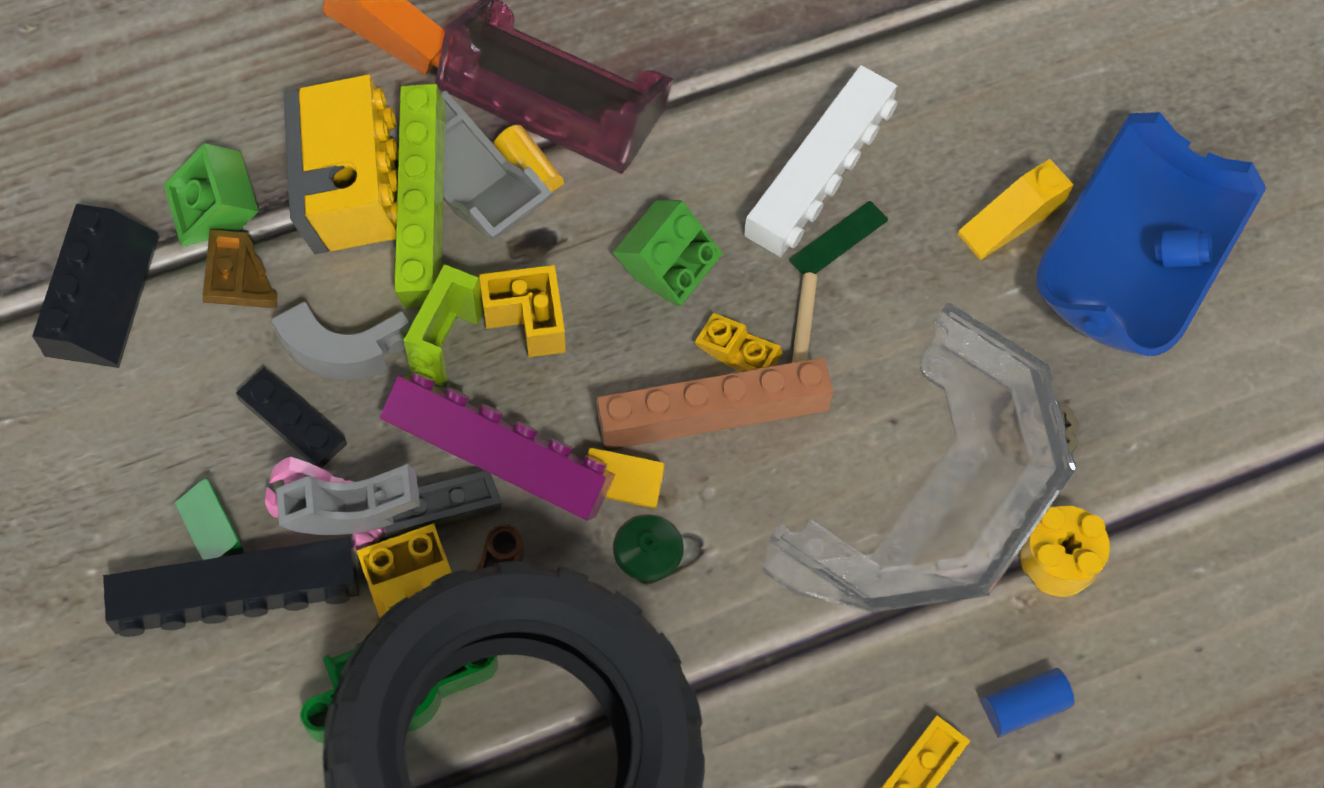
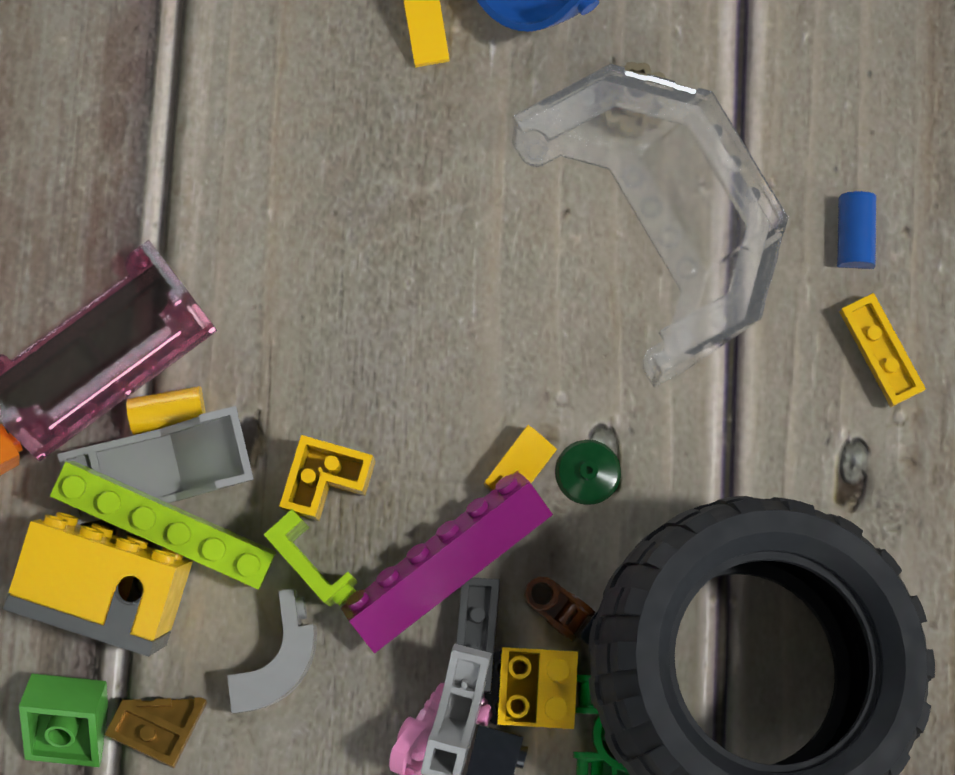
camera: 60 degrees left, 15 degrees up
(291, 418) = (328, 731): black plate -> none
(668, 251) = (320, 326): bright green slope -> none
(714, 403) = (489, 356): nougat brick -> none
(735, 347) = (441, 309): yellow slope -> none
(804, 318) = (444, 243): tan bar -> none
(820, 162) = (293, 148): white brick -> none
(839, 239) = (373, 171): dark green sticker -> none
(1071, 531) = (764, 119): yellow brick -> none

